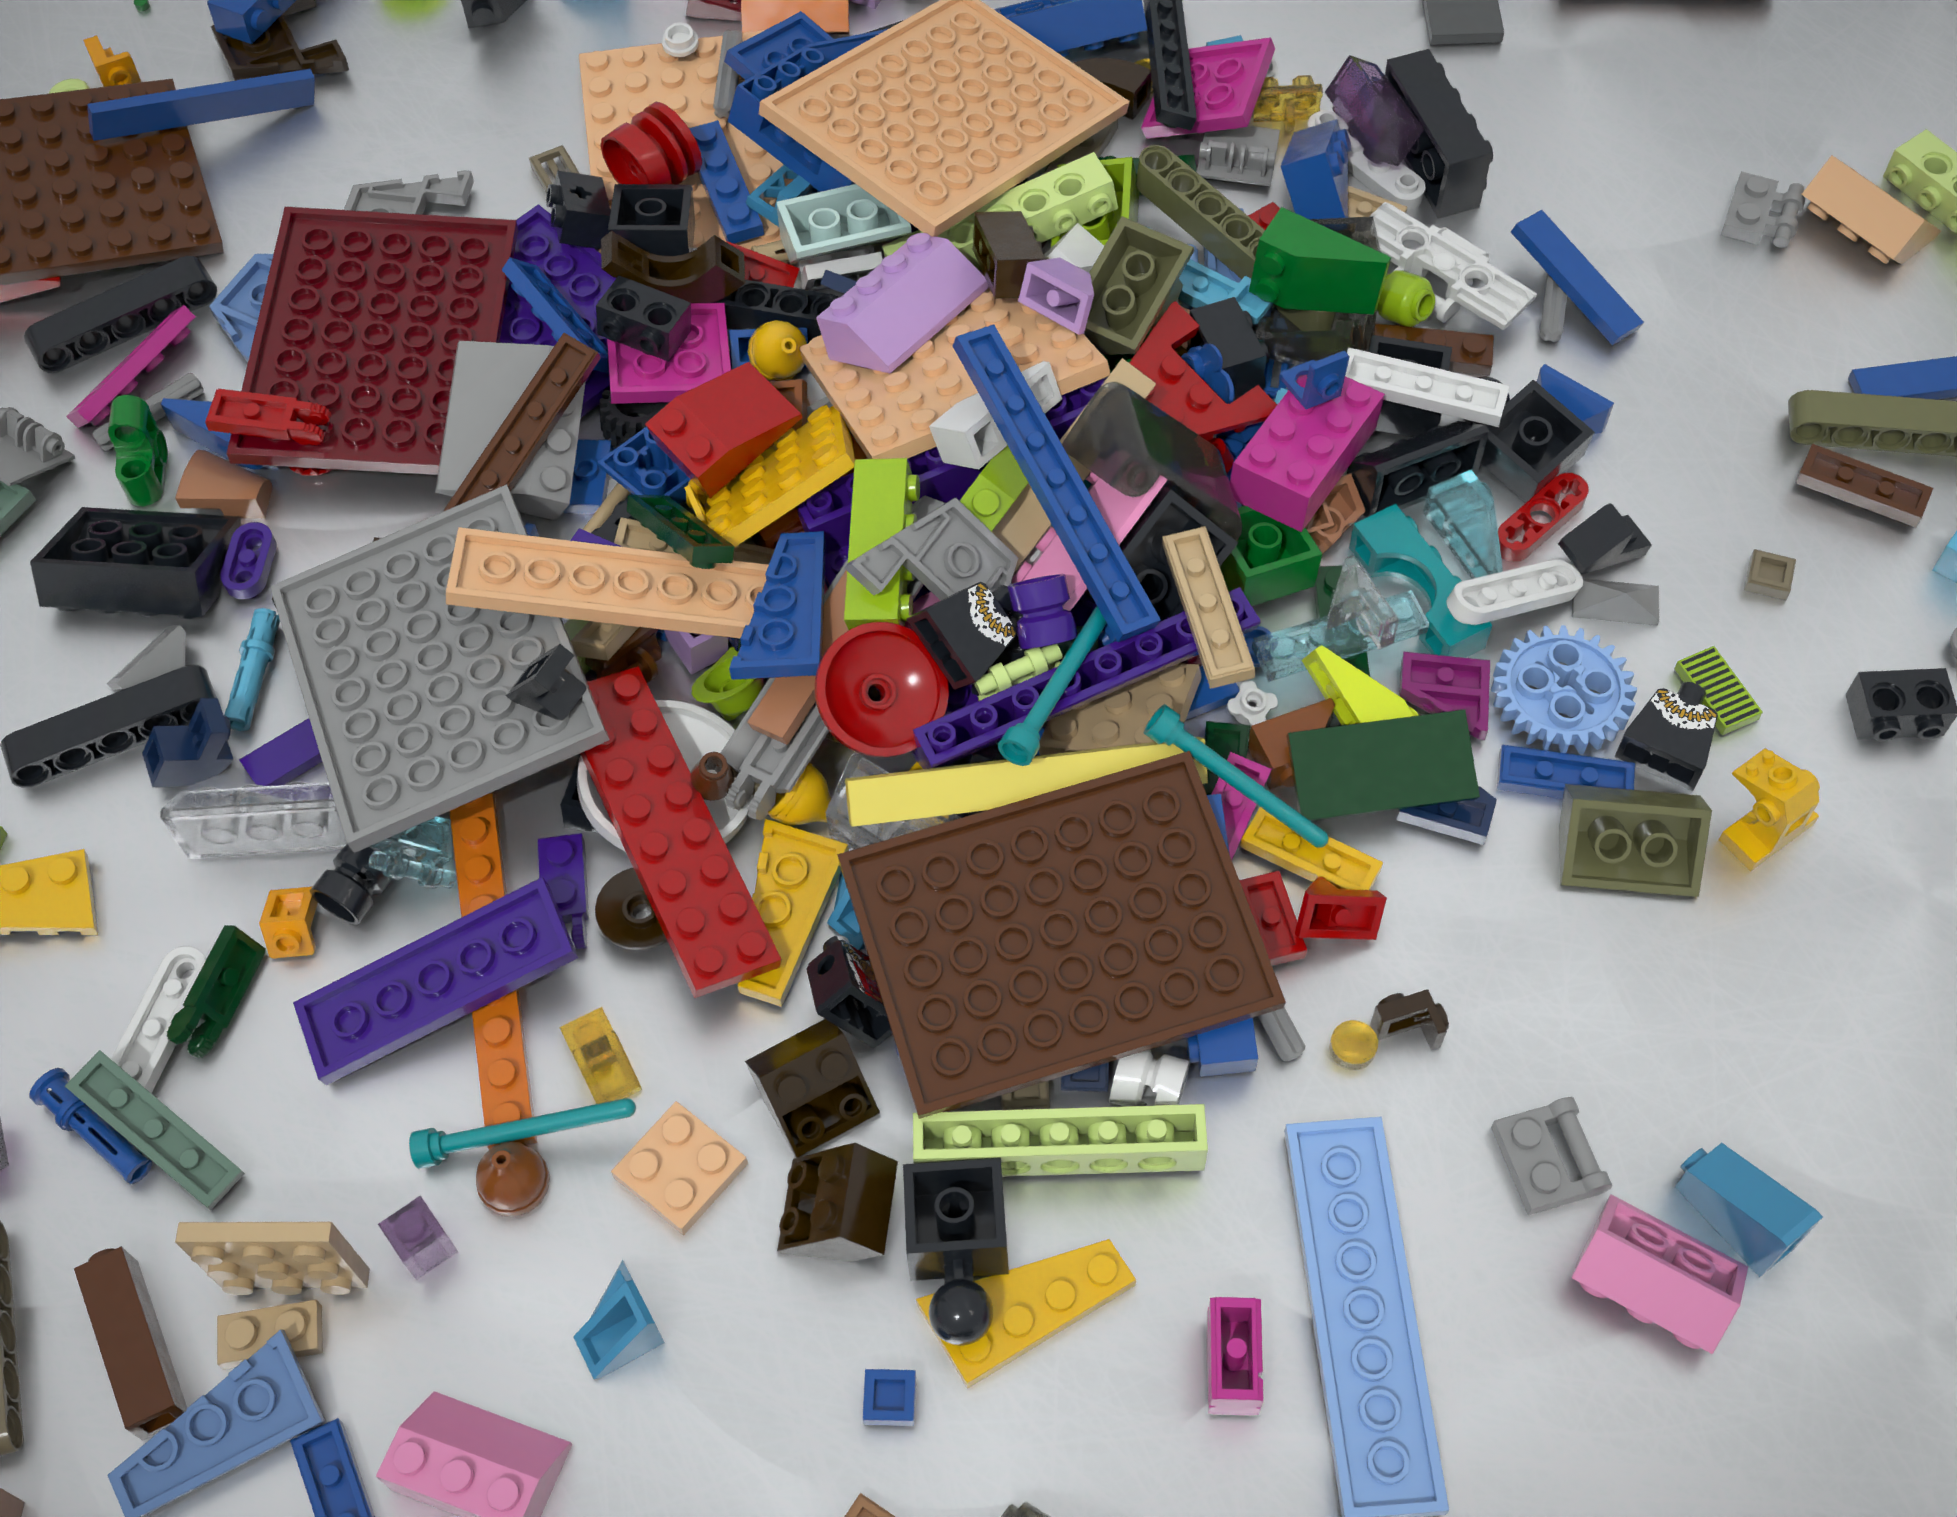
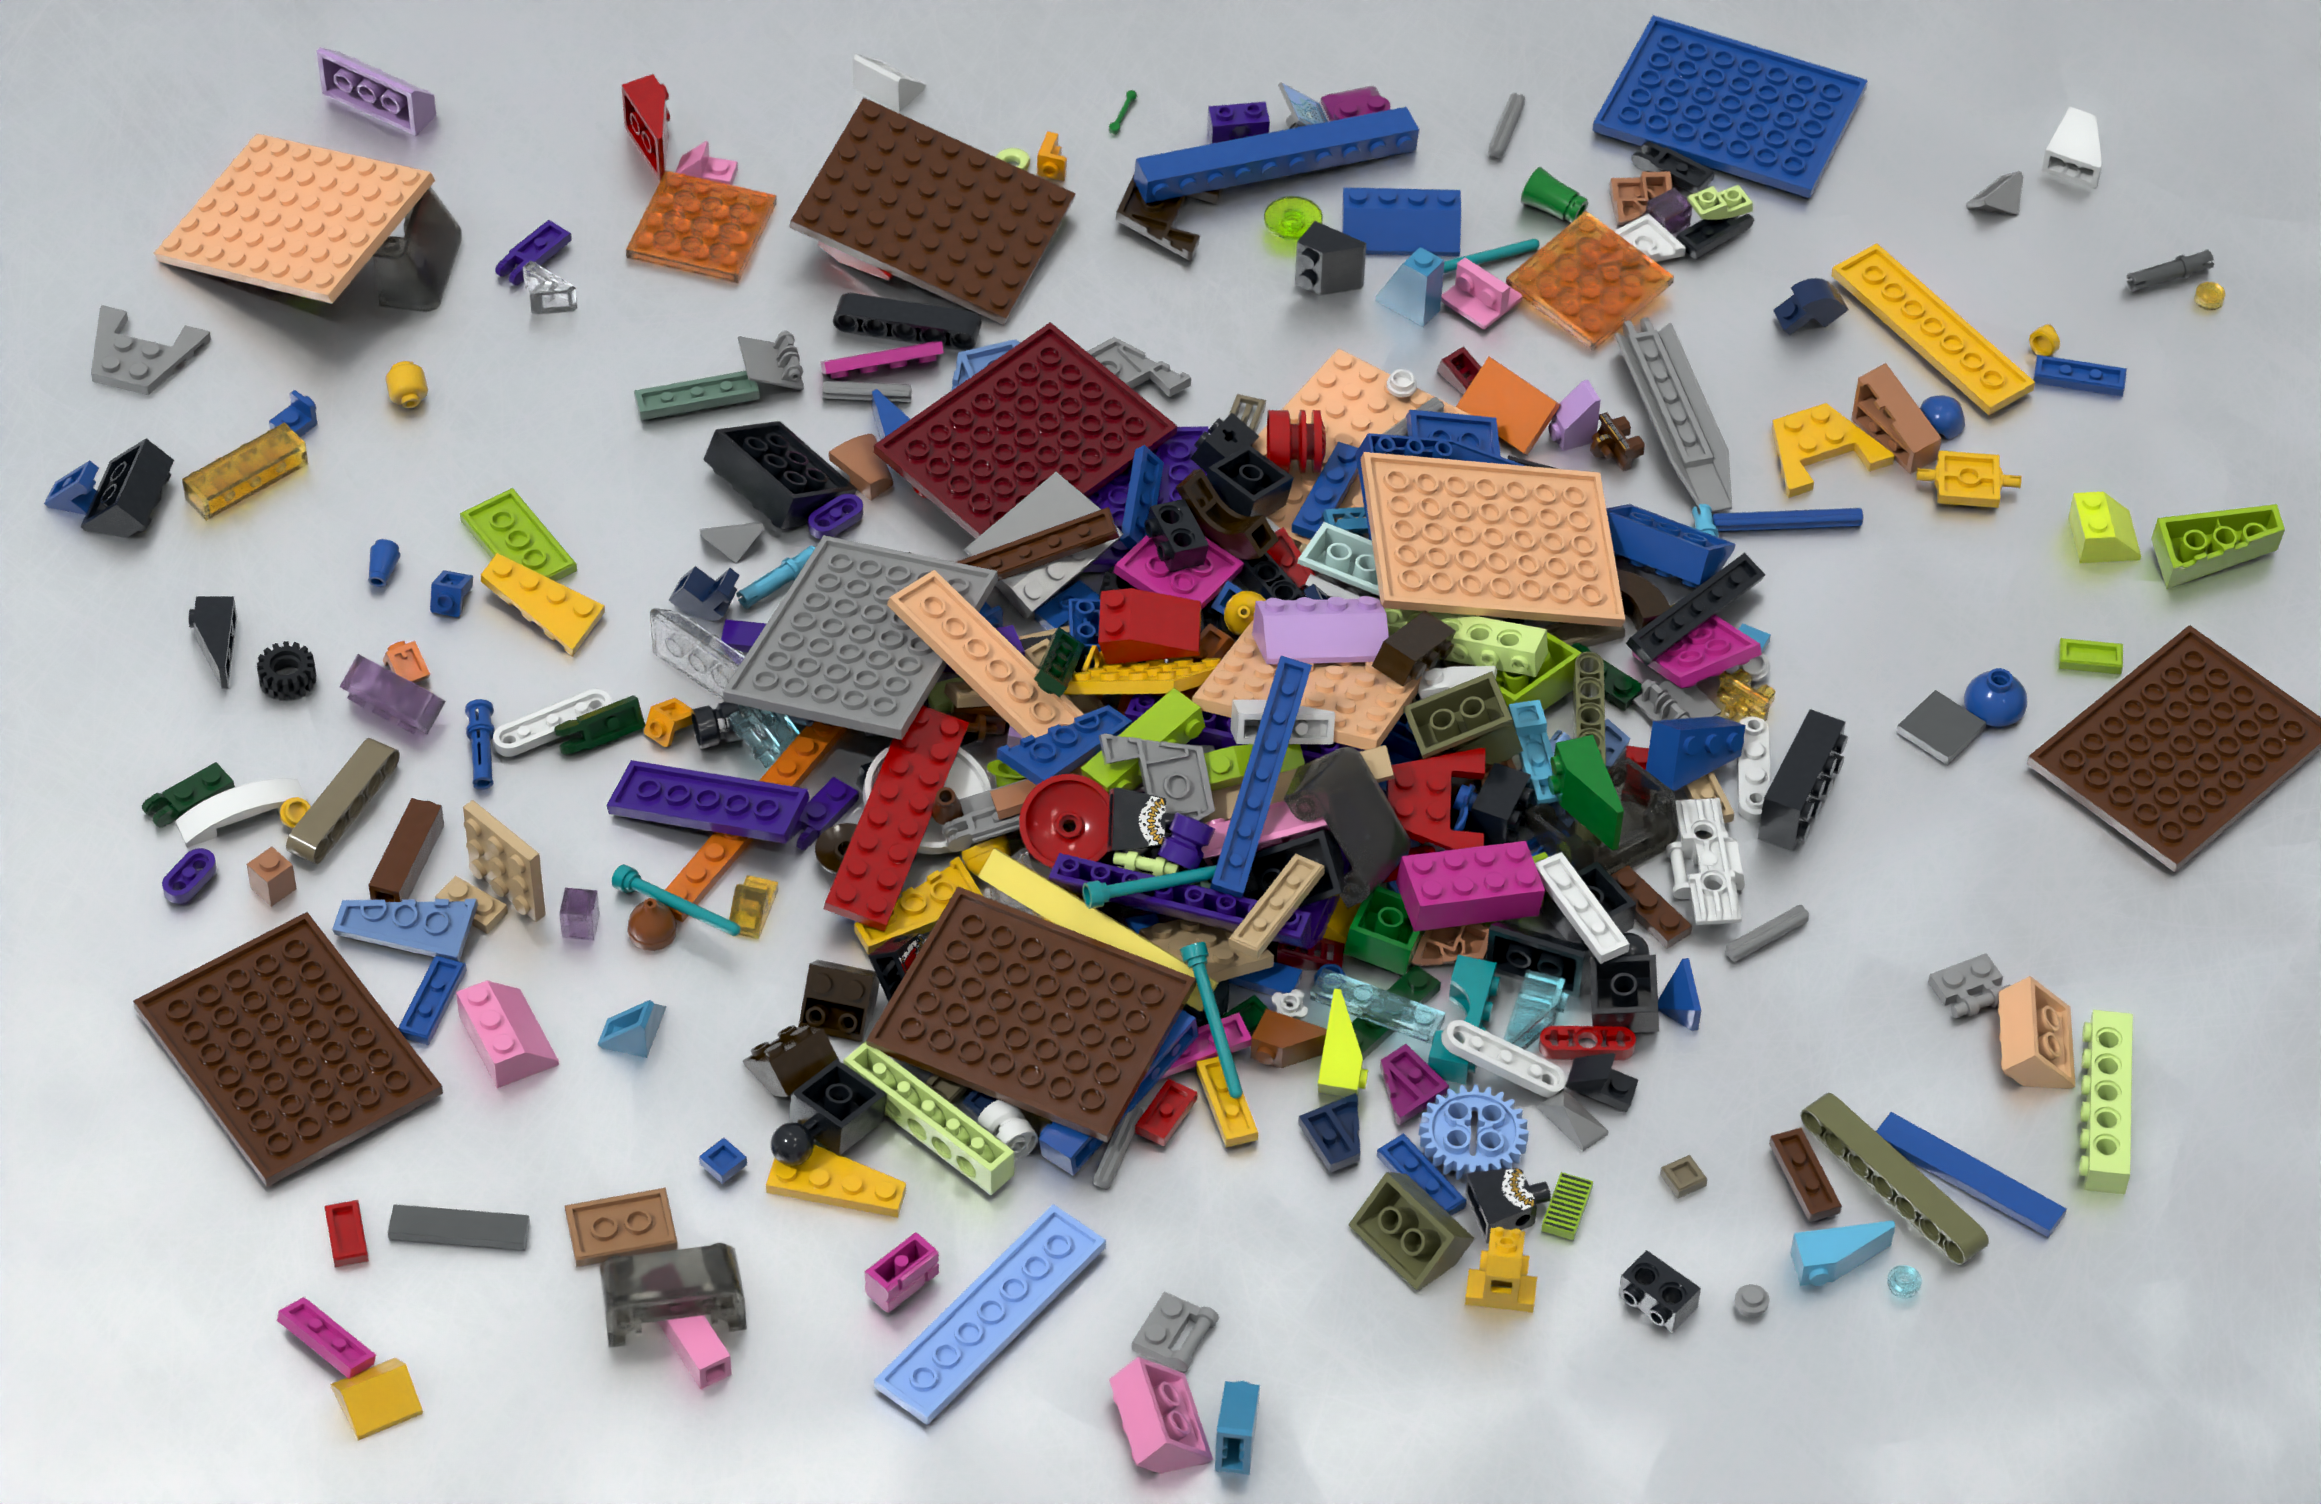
camera: 40 degrees right, 10 degrees down
(103, 726) = (675, 549): black beam -> none
(139, 450) = (838, 409): green piece -> none
(155, 1130) = (507, 766): sand green plate -> none
(200, 104) = (1072, 223): blue tile -> none
(267, 416) = (912, 438): red hinge -> none
(548, 685) = (895, 686): black slope -> none
(679, 1167) = (736, 986): light nougat plate -> none
(1058, 292) = (1402, 686): lavender slope -> none
(1323, 379) = (1500, 848): blue bracket -> none
(1339, 912) = (1197, 1130): red slope -> none
(1353, 1045) = (1138, 1204): clear yellow tile -> none
(1360, 599) = (1392, 985): clear slope -> none
(1373, 111) = (1772, 736): clear purple brick -> none
(1383, 765) = (1310, 1081): dark green tile -> none
(1403, 1013) = (1179, 1209): dark brown bracket -> none
(1406, 298) = (1656, 861): lime head -> none
(1577, 277) = (1783, 930): blue tile -> none

